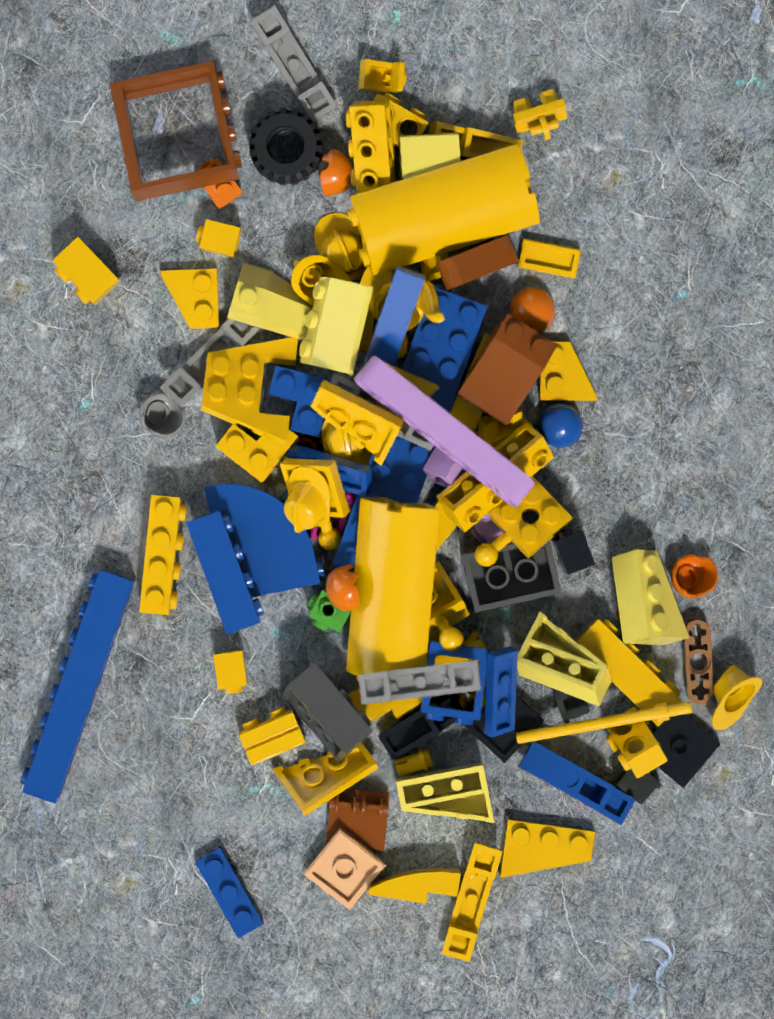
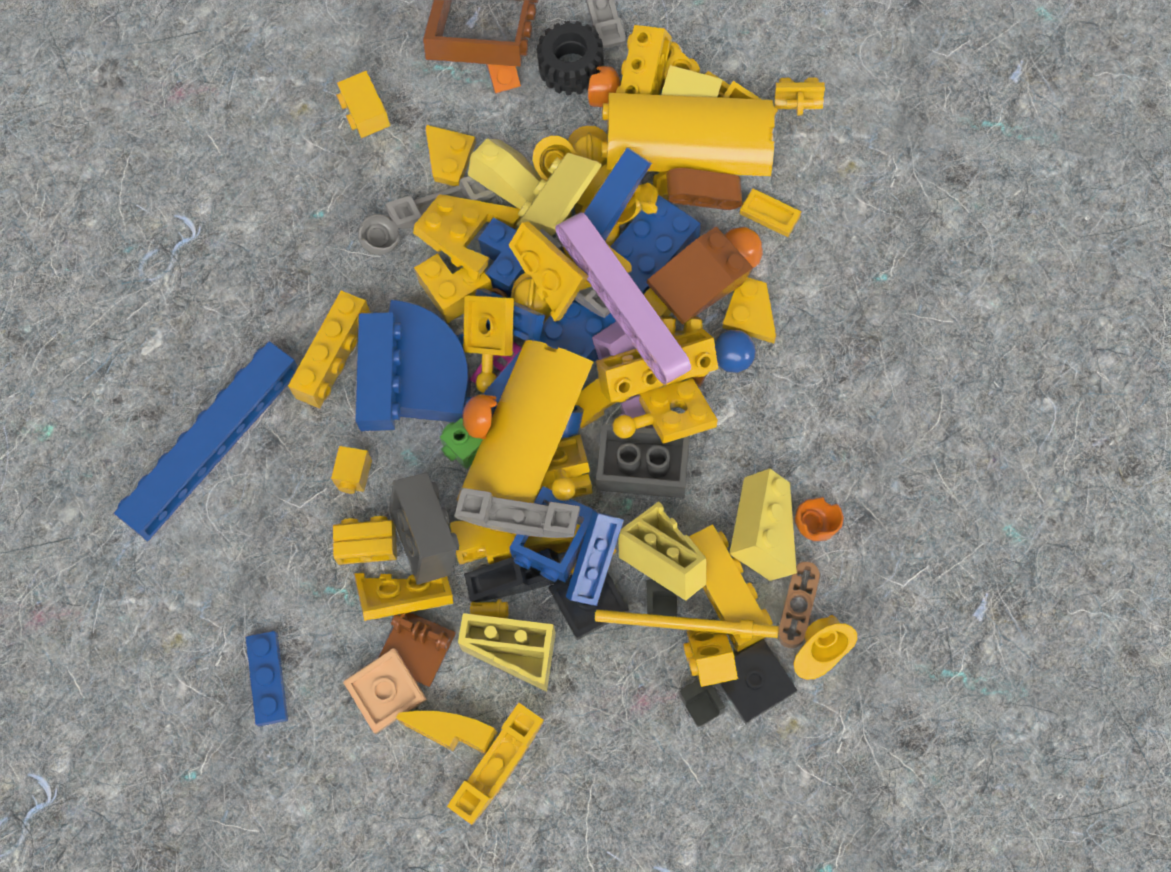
camera: 25 degrees right, 20 degrees down
(219, 238) = (487, 113): yellow brick -> none
(307, 499) = (477, 333): yellow piece -> none
(382, 76) = (679, 31): yellow bracket -> none
(543, 846) = (587, 735): yellow wing -> none
(572, 551) = (708, 457): black brick -> none
(576, 782) = (642, 679): blue slope -> none

